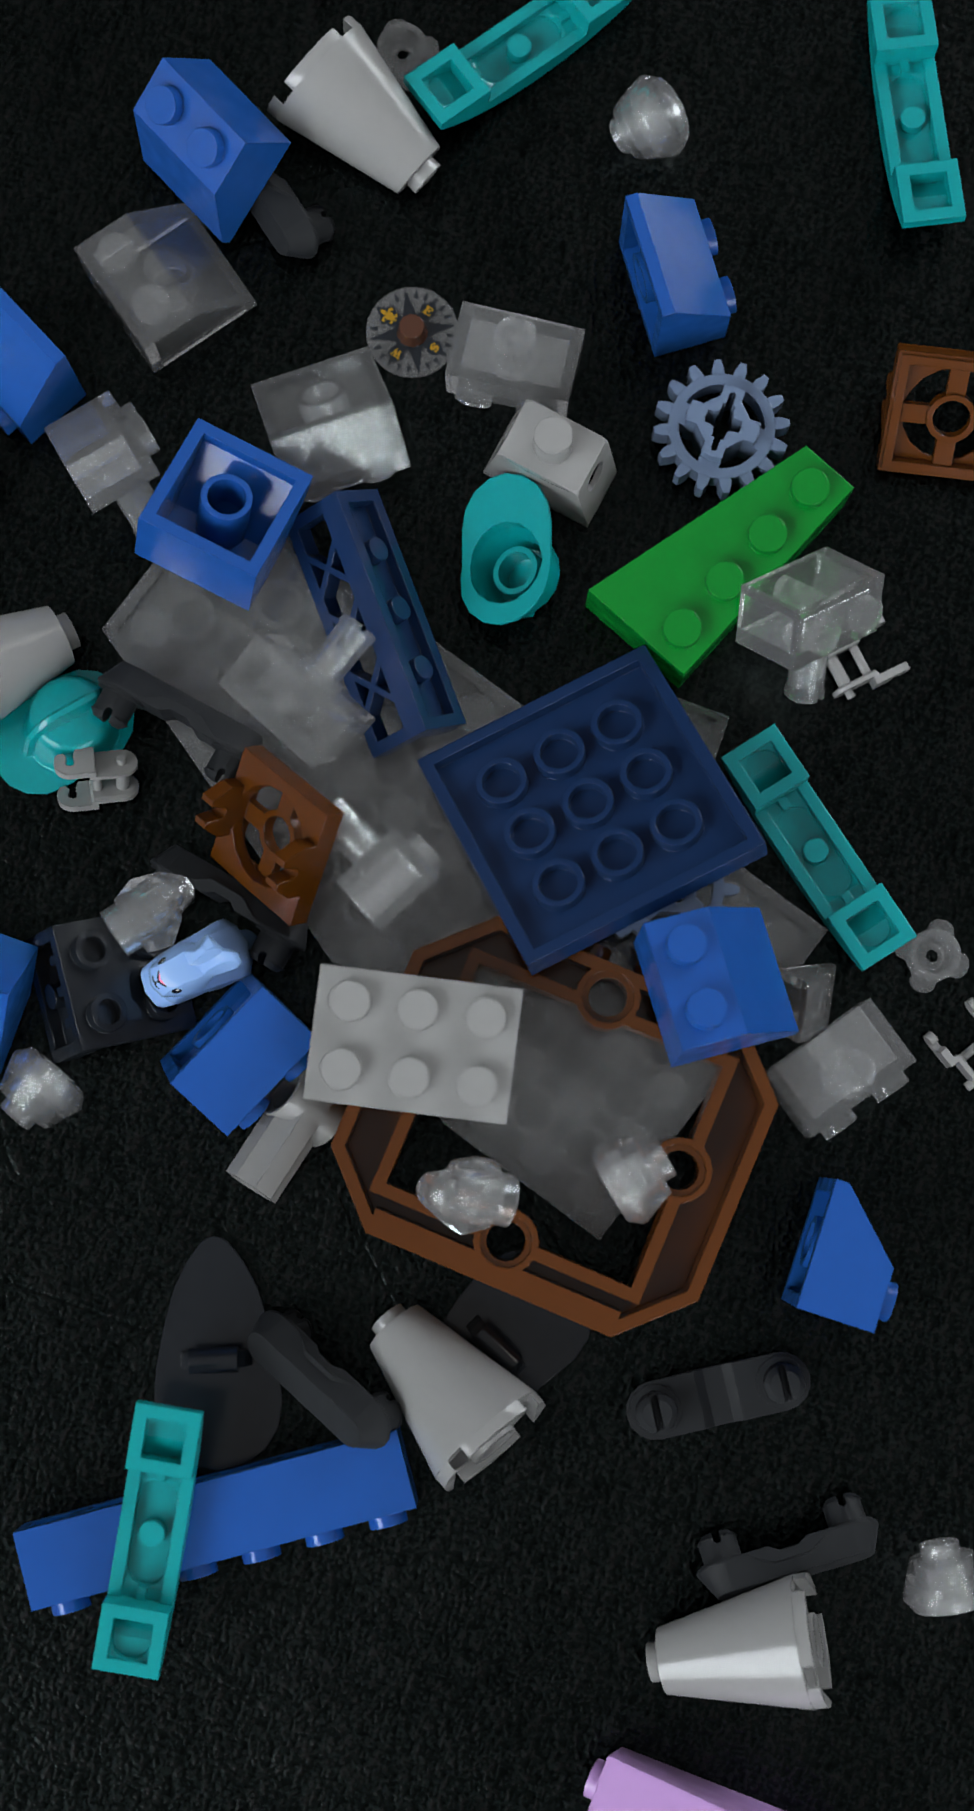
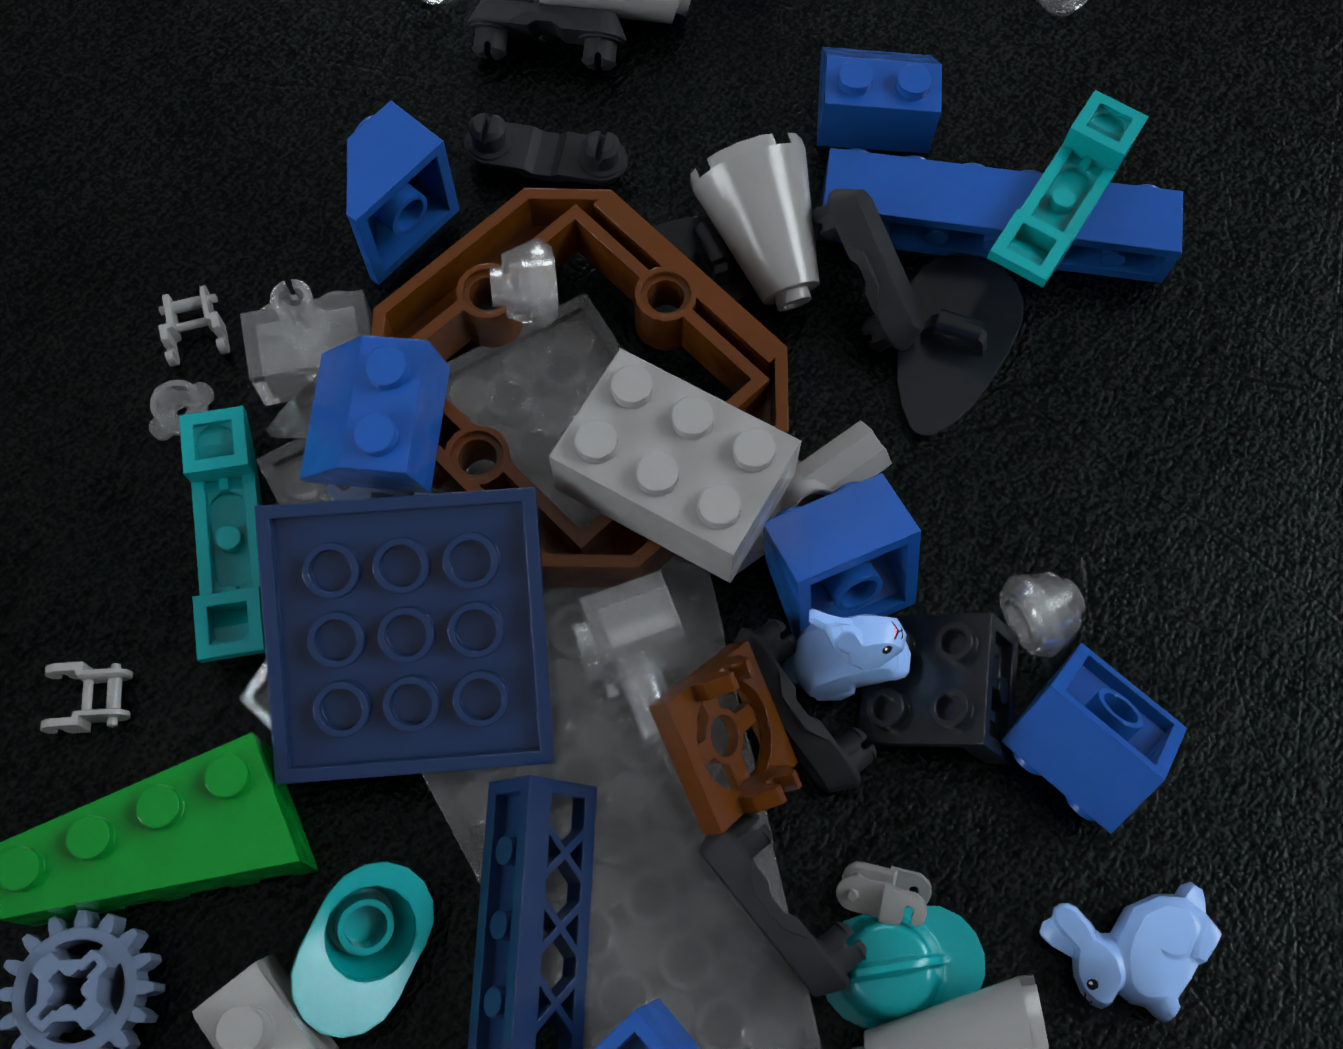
camera: 160 degrees left, 15 degrees down
(149, 911) = (882, 718): clear rock -> none
(303, 695) = (640, 869): clear brick -> none
(398, 1627) = (878, 100): none -> blue slope
(470, 1194) = (679, 324): clear rock -> none
(807, 613) = (96, 742): clear brick -> none

